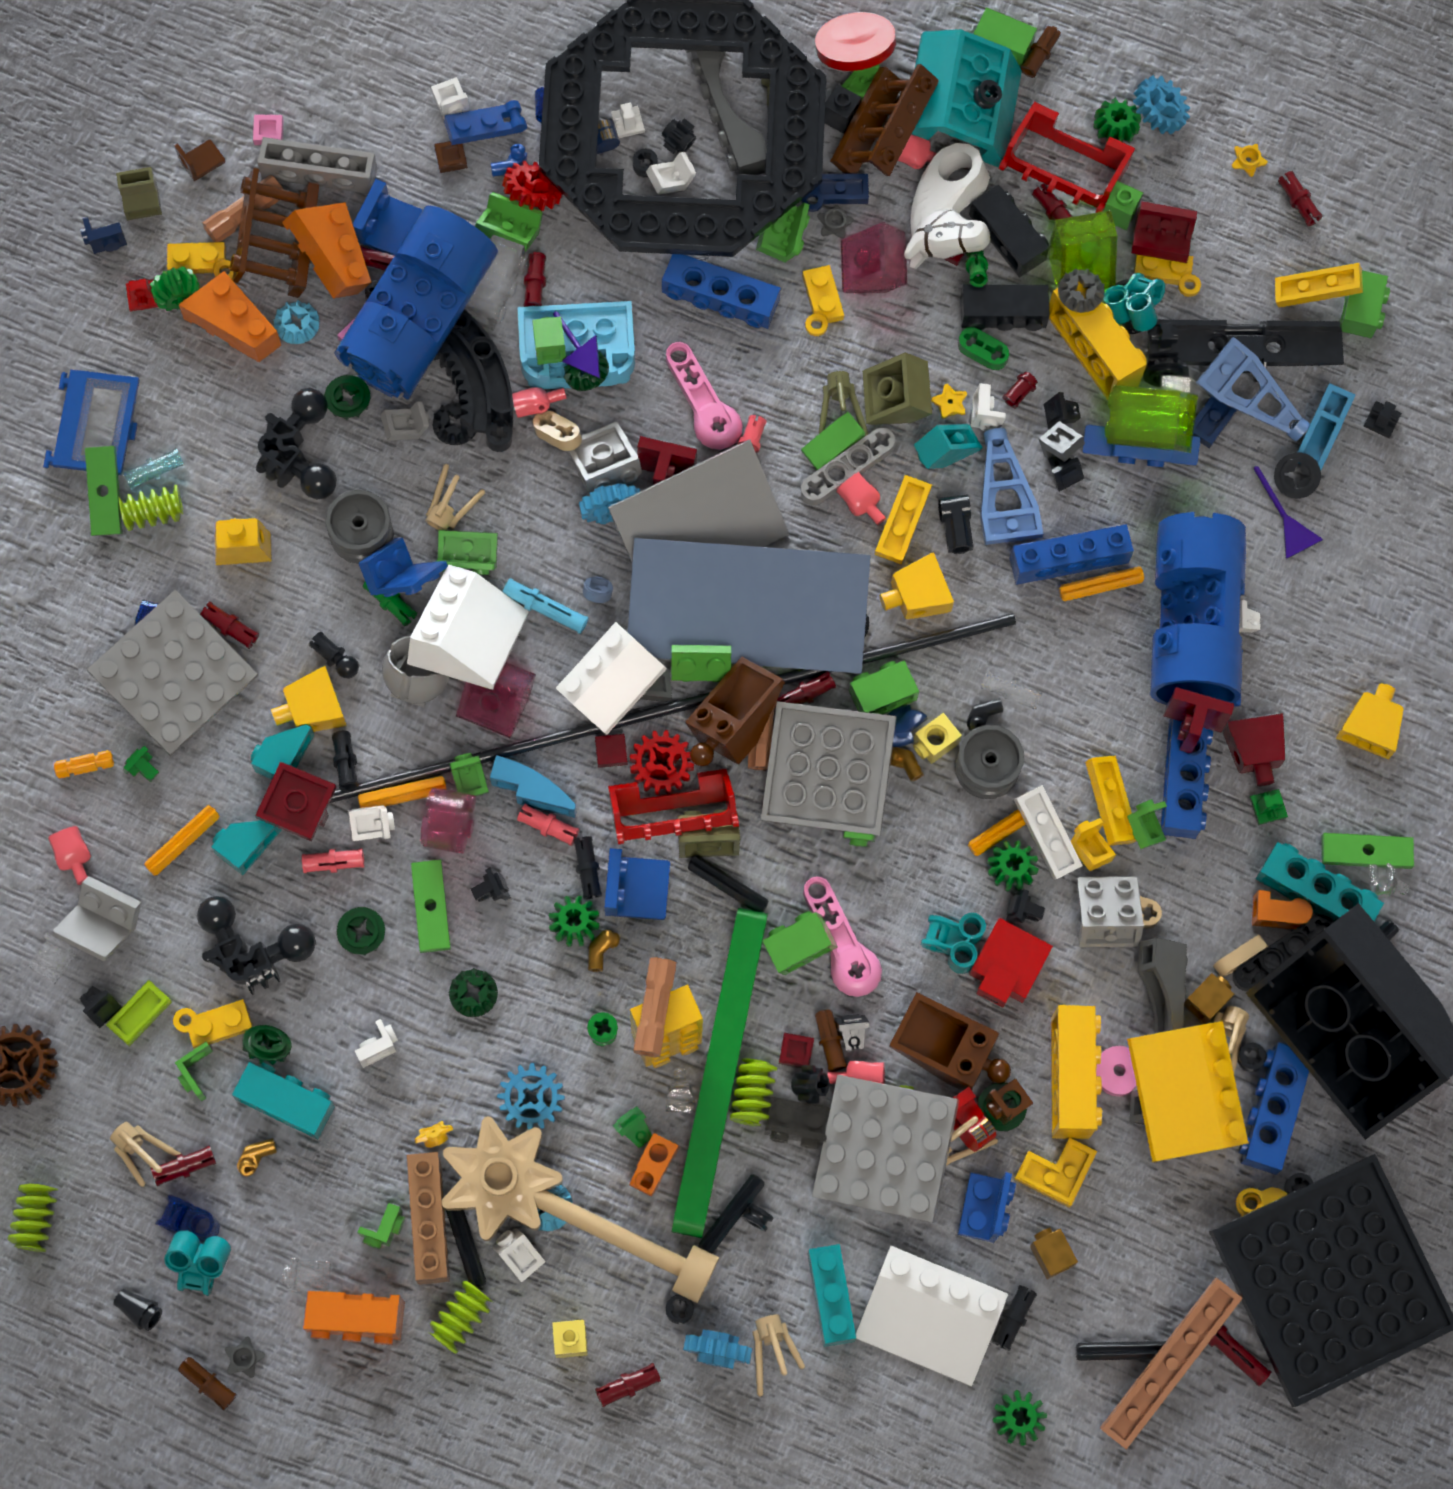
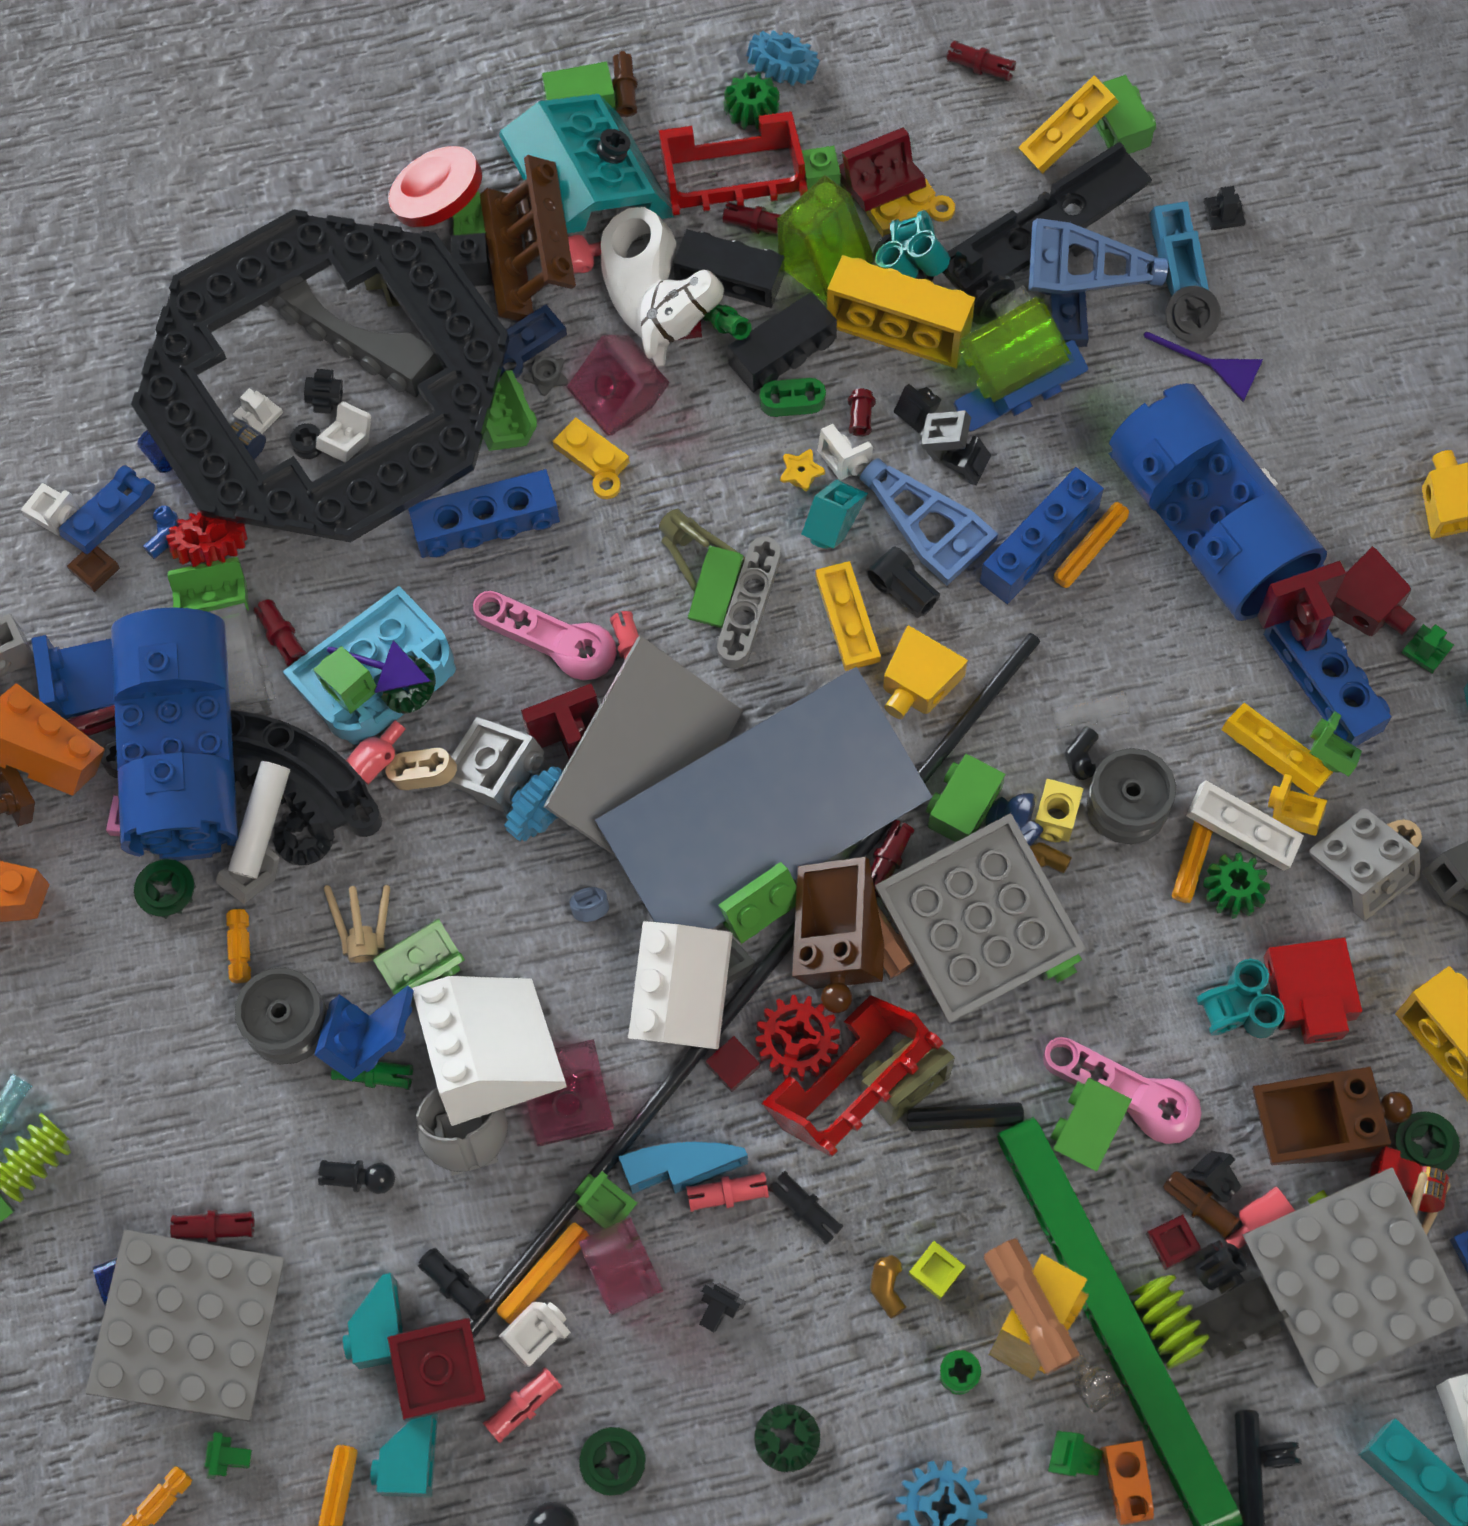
camera: 30 degrees left, 5 degrees down
(241, 542) = (160, 1125): yellow torso -> none
(291, 333) = (51, 862): medium azure gear -> none
(311, 703) = (369, 1246): yellow torso -> none
(317, 479) = (195, 999): black piece -> none
(366, 464) = (238, 946): none -> light orange axle
(428, 889) = (653, 1356): bright green tile -> none
(430, 393) = (259, 820): none -> white piece
(534, 600) = (546, 960): medium azure pin -> none
(586, 919) = (848, 1269): green gear -> none
(635, 960) = (937, 1270): none -> neon yellow plate
(636, 887) = (873, 1190): blue bracket -> none
(861, 497) = (788, 623): coral piece -> none
(897, 390) = (741, 493): olive slope -> none
(999, 1109) = (1431, 1144): reddish brown bracket -> none
(1021, 908) = (1280, 922): black brick -> none
(1073, 299) = (859, 281): dark grey gear -> none
(1248, 152) = (905, 50): yellow plate -> none

